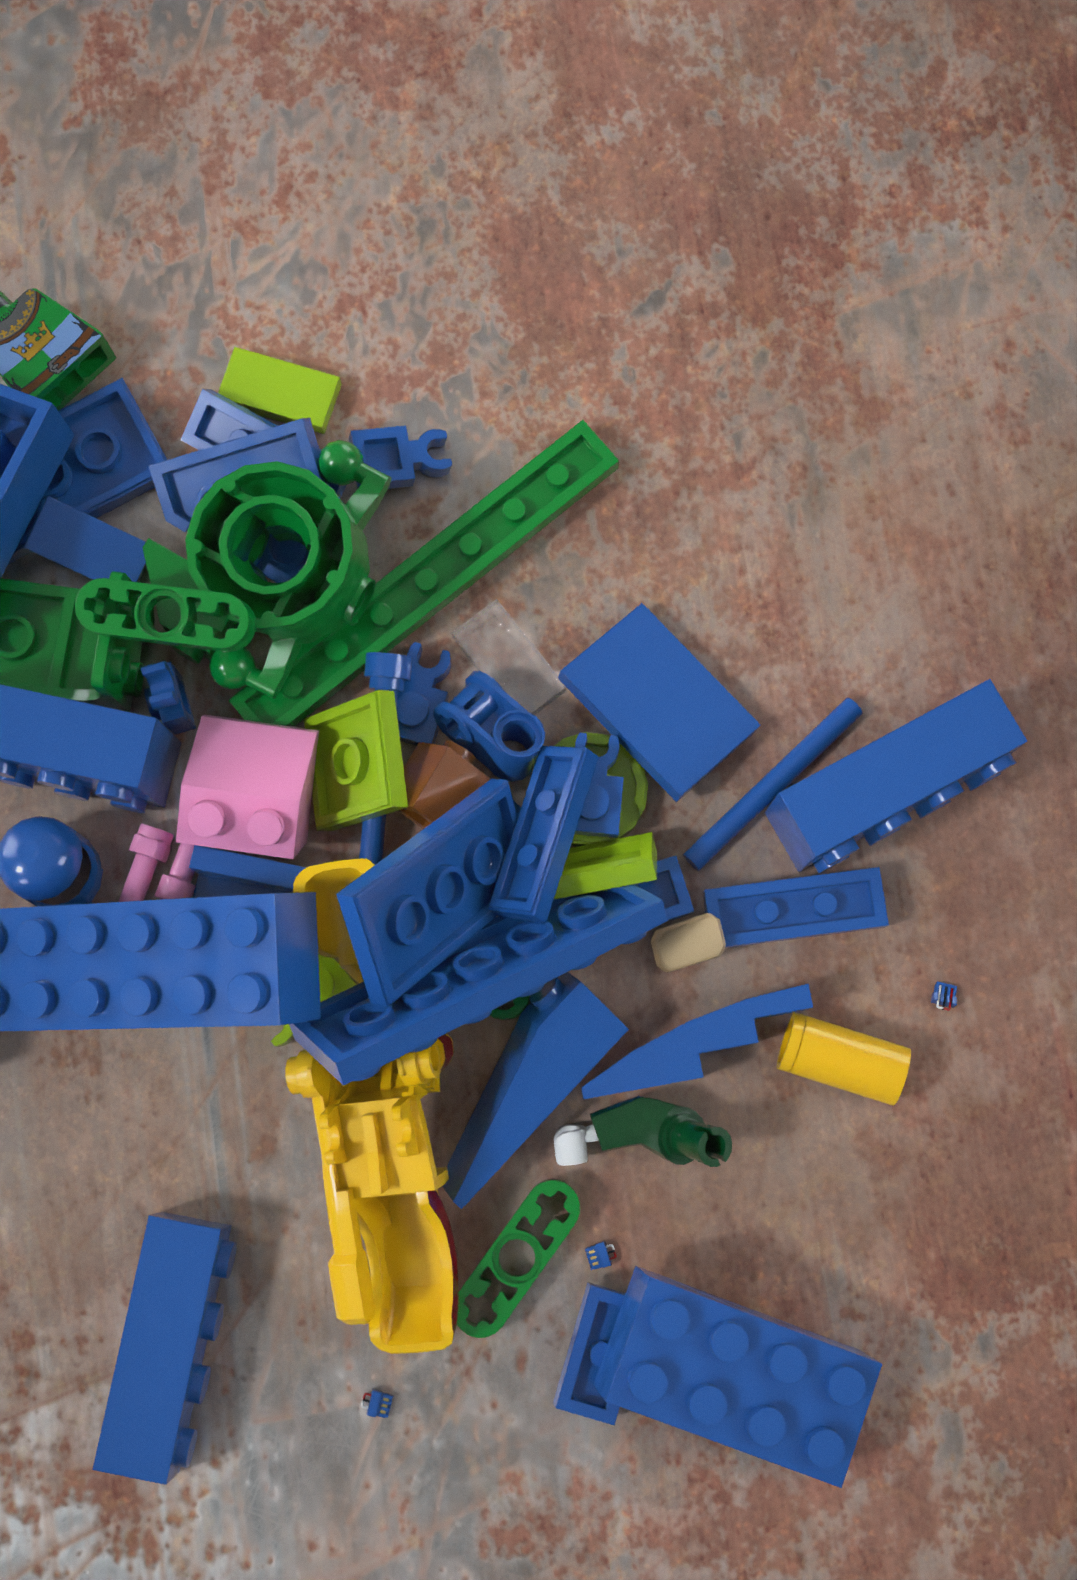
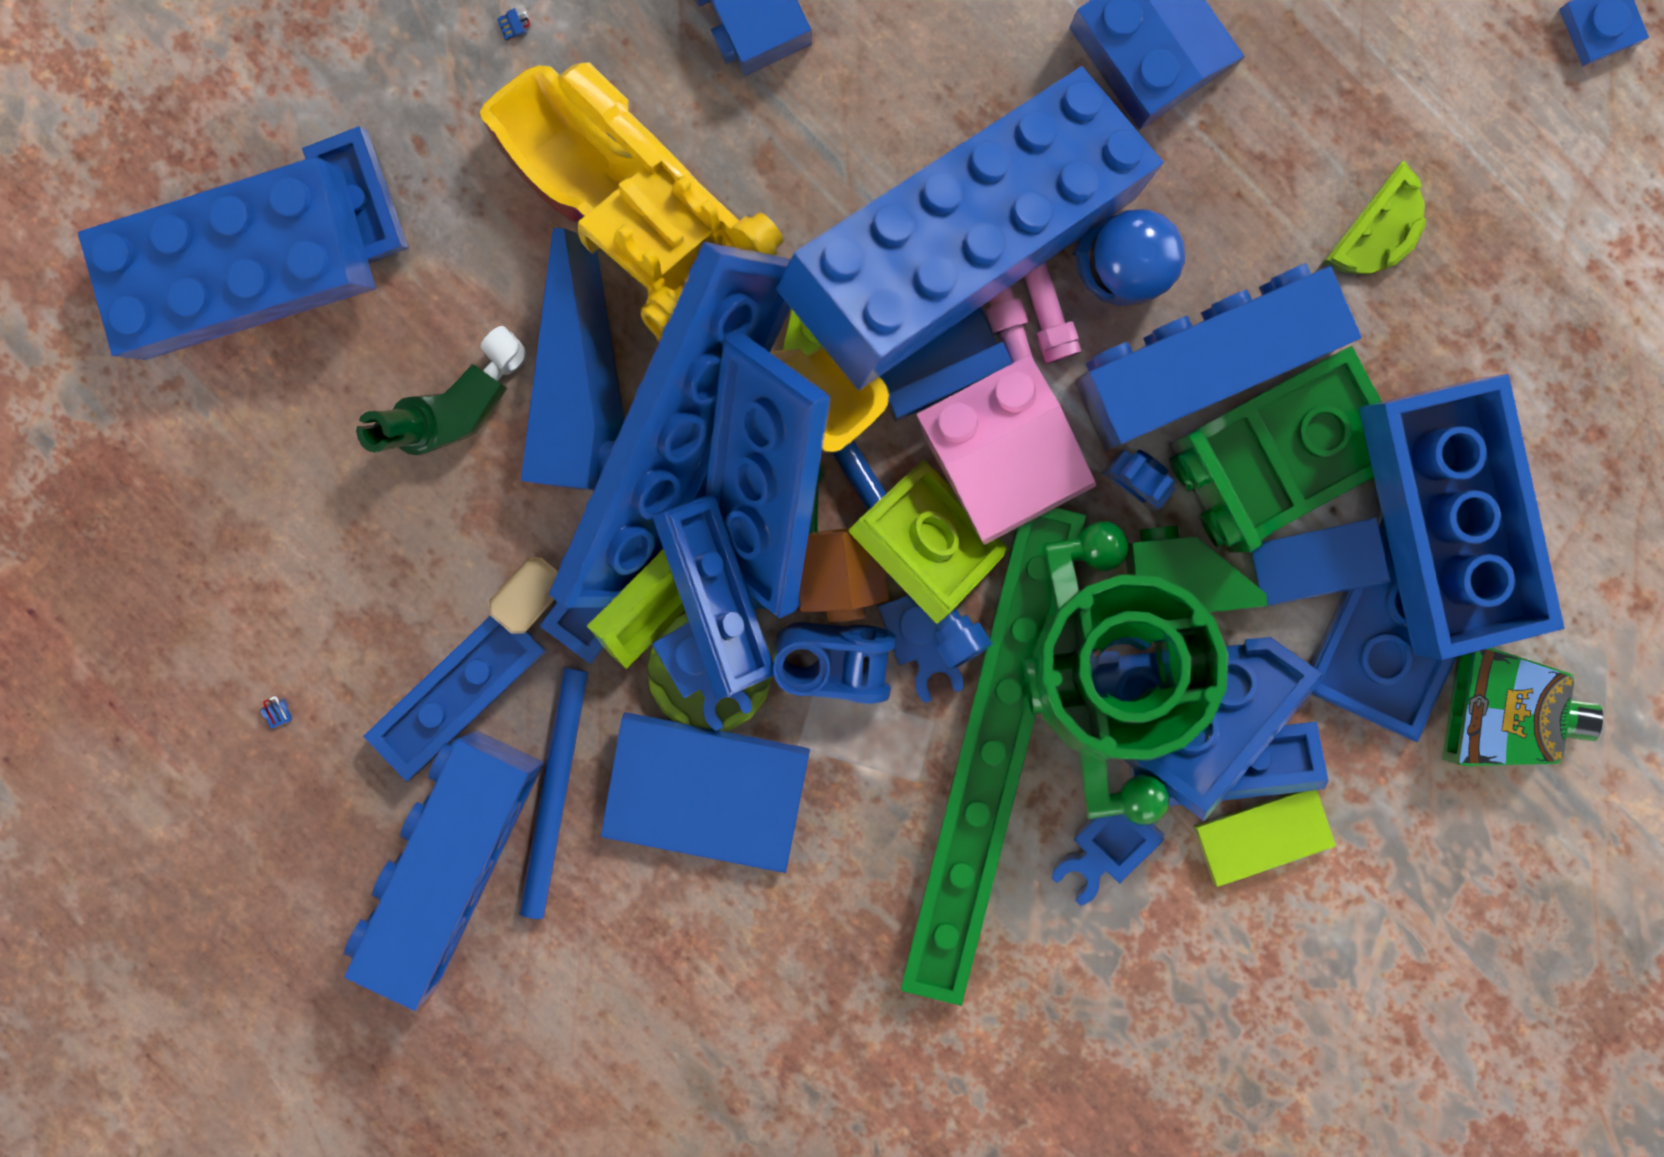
camera: 140 degrees right, 10 degrees up
(121, 625) = (1211, 497): green beam -> none
(477, 1285) = (467, 272): green beam -> none
(599, 1255) = (416, 278): blue piece -> none
(676, 1053) = (470, 490): blue slope -> none
(844, 1058) = (322, 592): yellow pin -> none

